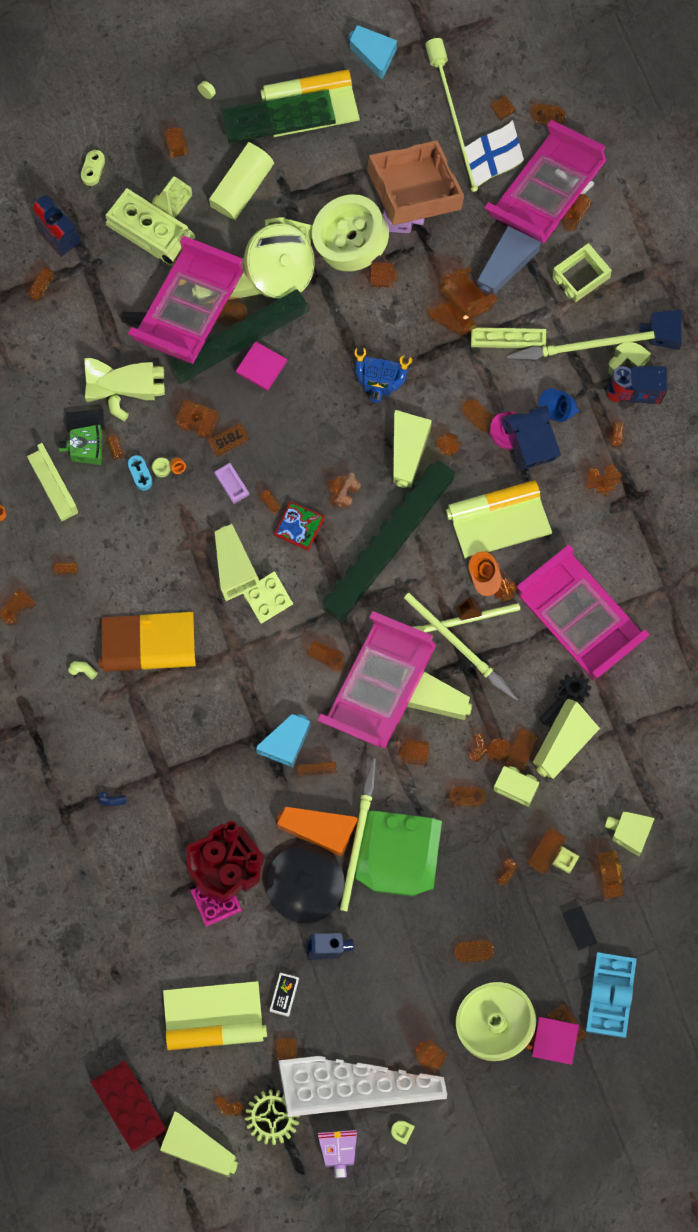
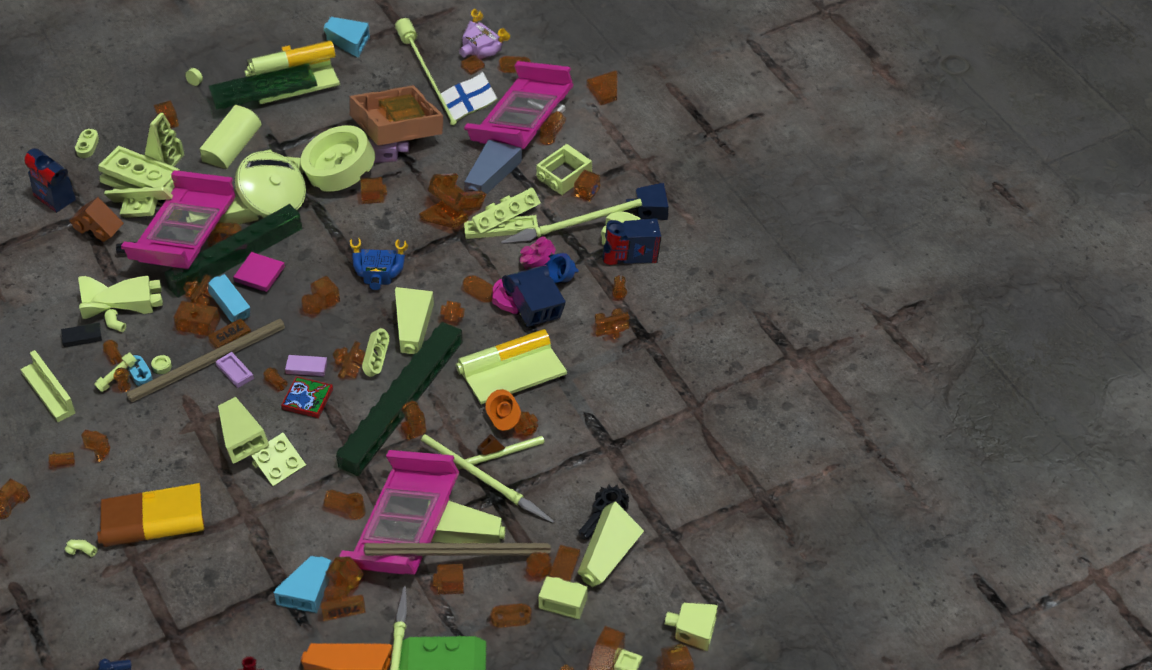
camera: 10 degrees left, 25 degrees down
(41, 284) = (35, 231): clear orange beam -> none
(84, 445) = (80, 352): bright green torso -> none
(99, 553) = (97, 442): none -> clear orange bracket
(103, 280) = (97, 218): none -> dark orange brick
(123, 486) = (121, 375): none -> clear orange pin
(130, 465) = (102, 383): none -> yellowish green bar
(145, 264) = (138, 201): none -> yellowish green bracket
(177, 465) = (179, 362): orange hinge -> none
(205, 468) = (205, 360): none -> dark tan axle
(207, 380) = (197, 291): none -> clear orange hips
(230, 400) = (228, 298): none -> medium azure brick
(300, 488) = (306, 365): none -> lavender tile
(310, 77) = (291, 57): none -> door
(321, 739) = (344, 575): none -> clear orange brick
(325, 406) = (323, 296): none -> clear orange brick
(365, 496) = (375, 368): none -> yellowish green beam
(398, 573) = (414, 420): none -> clear orange leg
(422, 173) = (401, 108): none -> clear yellow slope
(425, 728) = (447, 549): none -> dark tan axle
(479, 750) = (519, 569): clear orange arm -> none
(514, 77) = (480, 40): none -> lavender torso
(514, 320) = (505, 210): none -> yellowish green bracket
(534, 378) = (537, 253): none -> dark pink plate
(580, 613) = (605, 436): dark pink piece -> none
(603, 297) = (587, 185): none -> clear orange brick
(639, 159) = (604, 87): none -> clear orange wing

